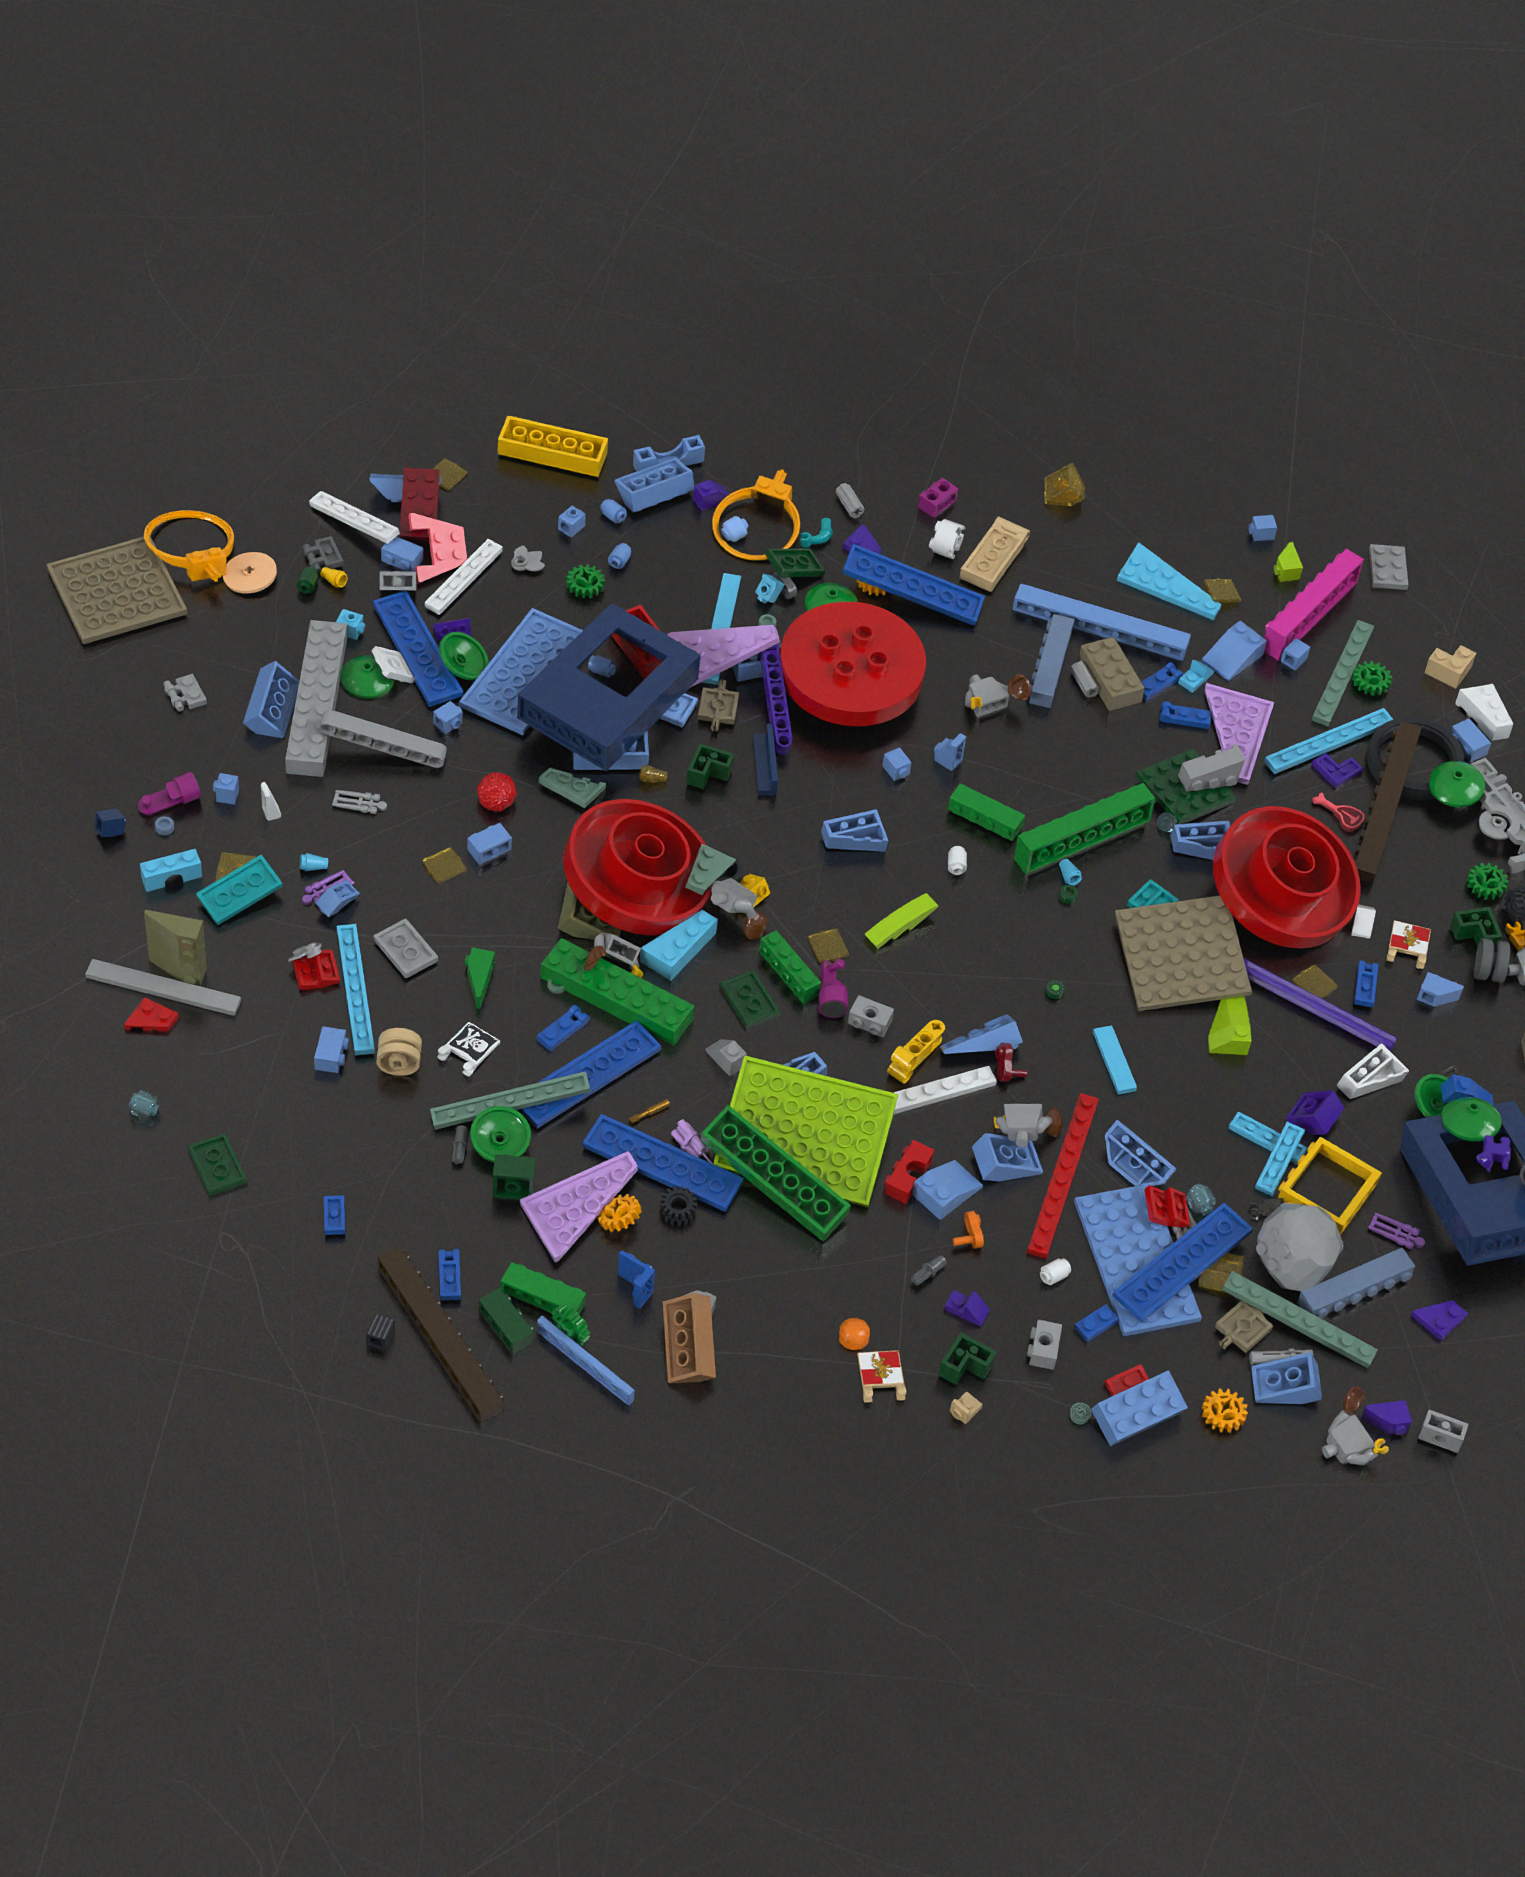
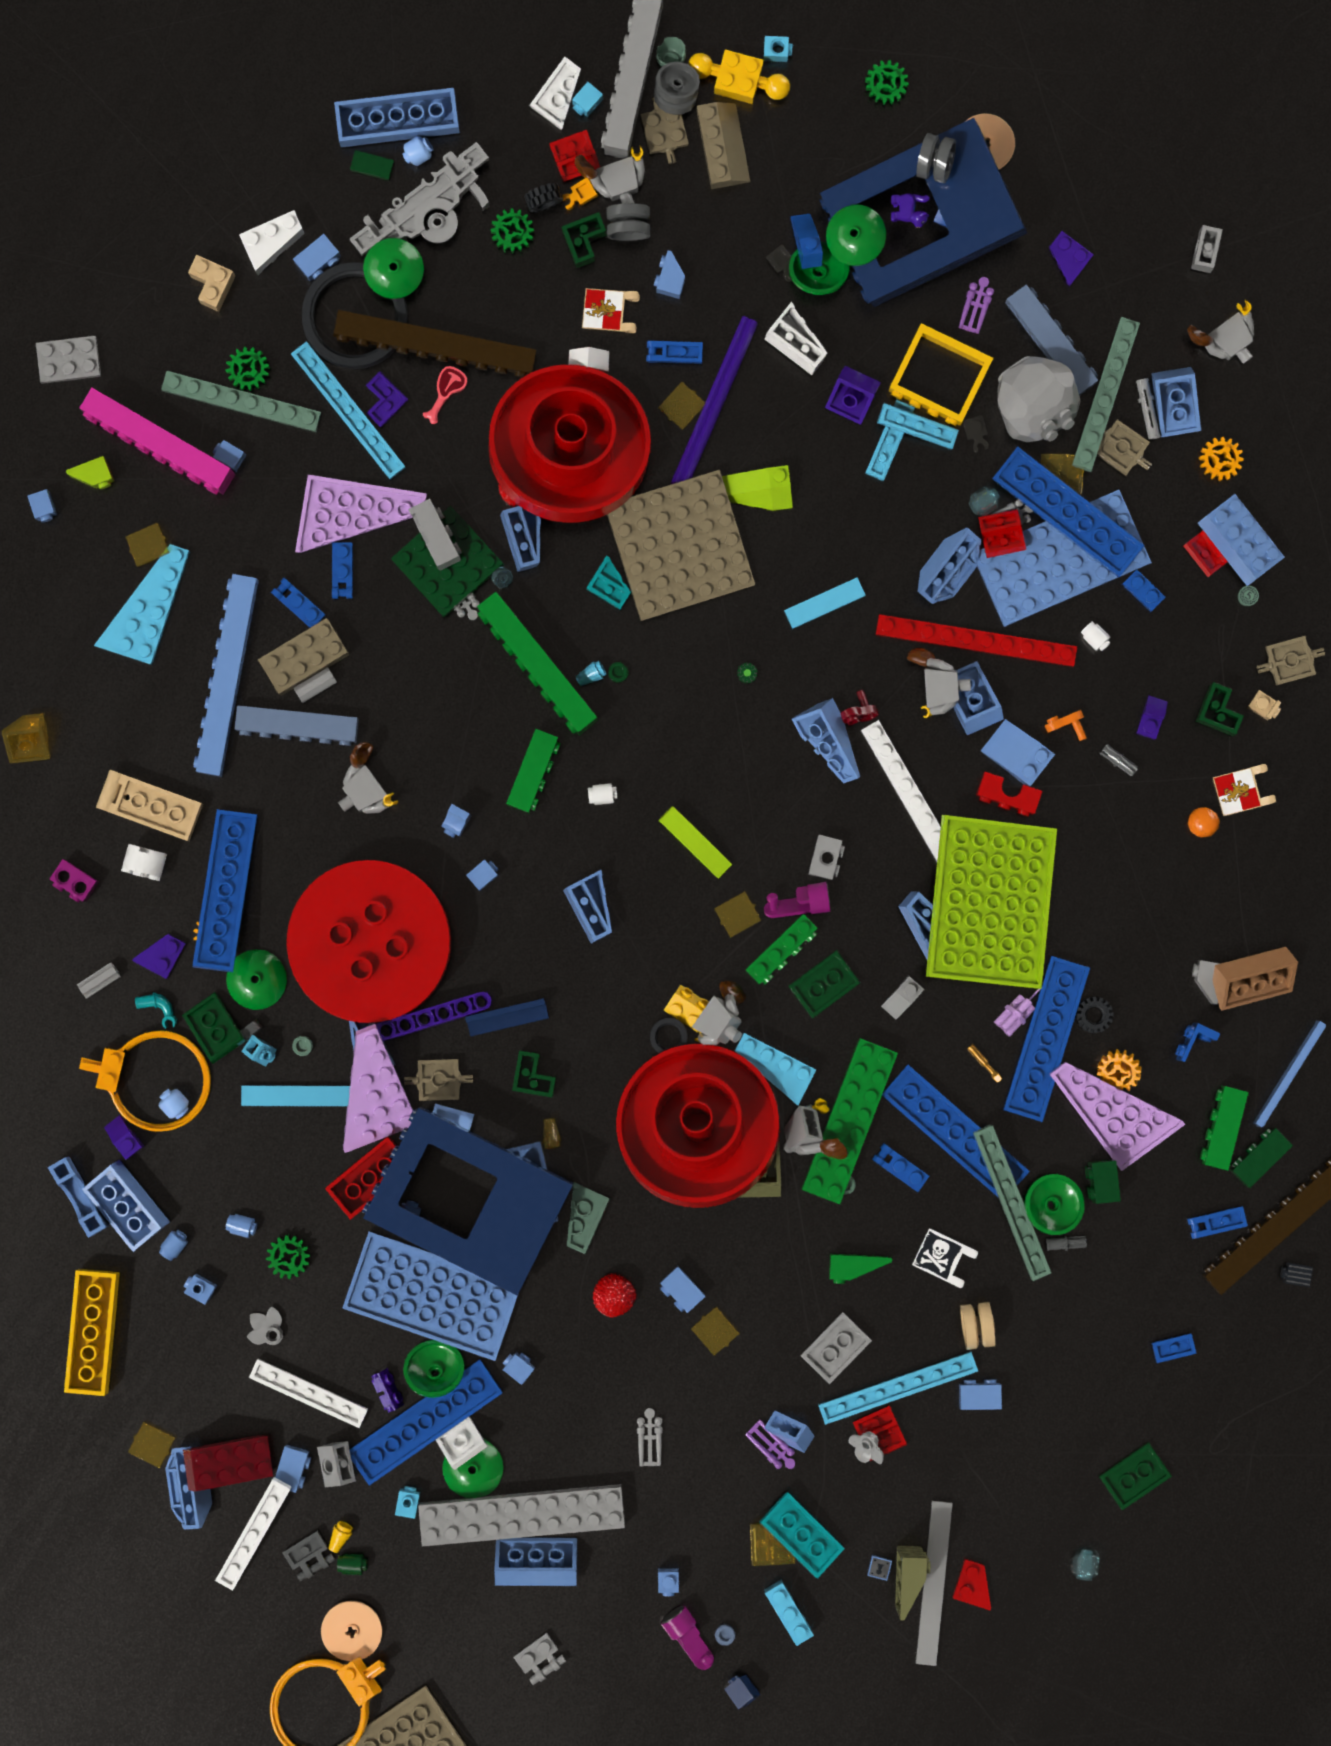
camera: 90 degrees left, 35 degrees up
(269, 804) = (680, 1530): white slope -> none
(312, 862) = (745, 1468): medium azure cone -> none
(383, 738) = (573, 1431): light grey beam -> none
(446, 546) = (275, 1421): coral wing -> none
(571, 1324) = (1261, 1094): green gear -> none
(707, 869) = (684, 1054): sand green wing -> none
(775, 1173) = (1051, 924): green brick -> none
(907, 1058) = (883, 814): yellow piece -> none
(1009, 1437) = (1290, 660): none -> dark tan plate
(1044, 1355) = (1194, 636): light grey brick -> none
(1195, 676) = (281, 563): medium azure slope -> none
(1235, 651) = (240, 524): medium blue slope -> none
(1389, 1417) = (1196, 300): dark purple slope -> none

